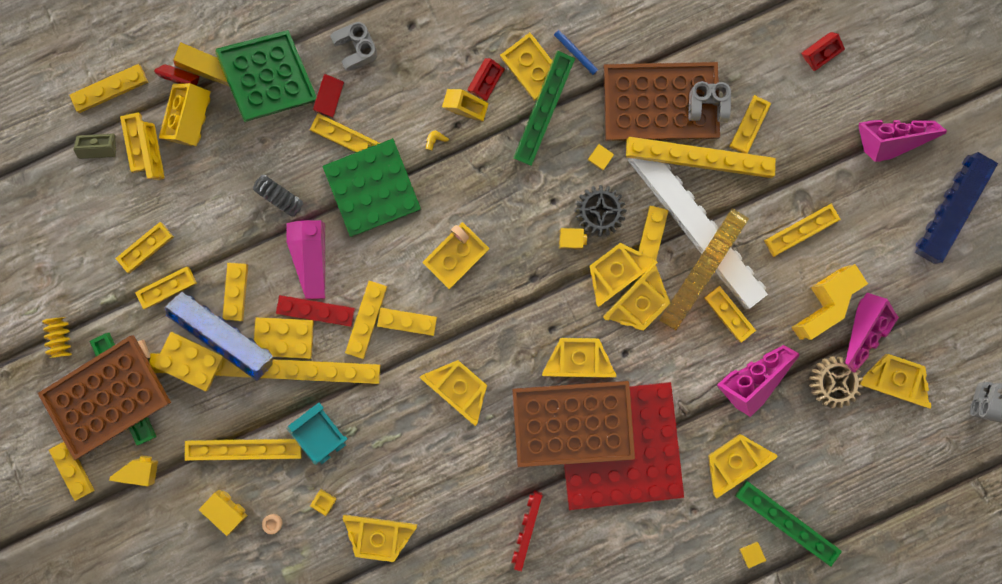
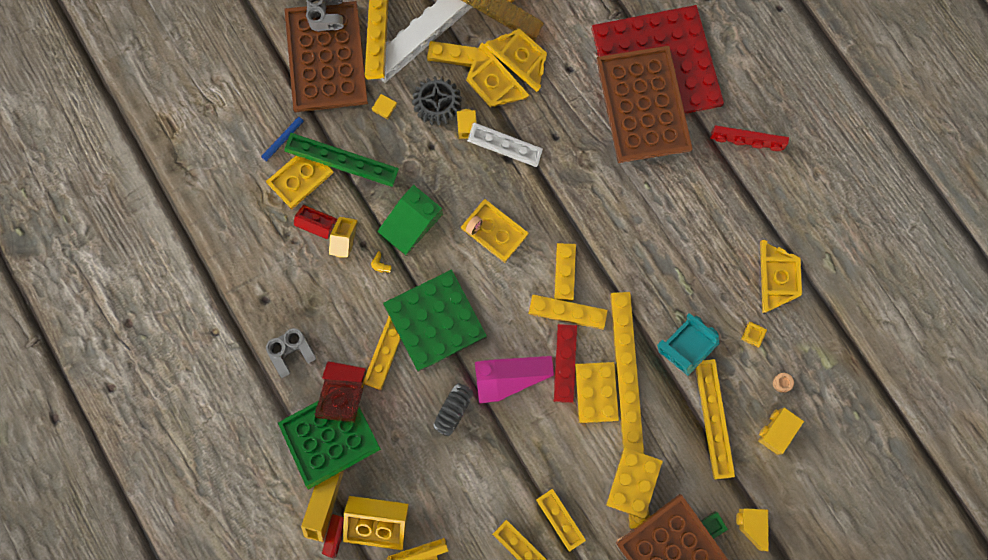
camera: 100 degrees left, 10 degrees down
(219, 335) = (603, 453): clear blue brick -> none
(235, 291) = (555, 447): yellow plate -> none
(298, 88) = (339, 400): none -> clear red plate
(459, 388) = (623, 215): yellow wing -> none
(475, 172) = (410, 220): none -> green slope
(544, 275) = (505, 144): none -> white tile
(579, 359) = (581, 108): yellow wing -> none

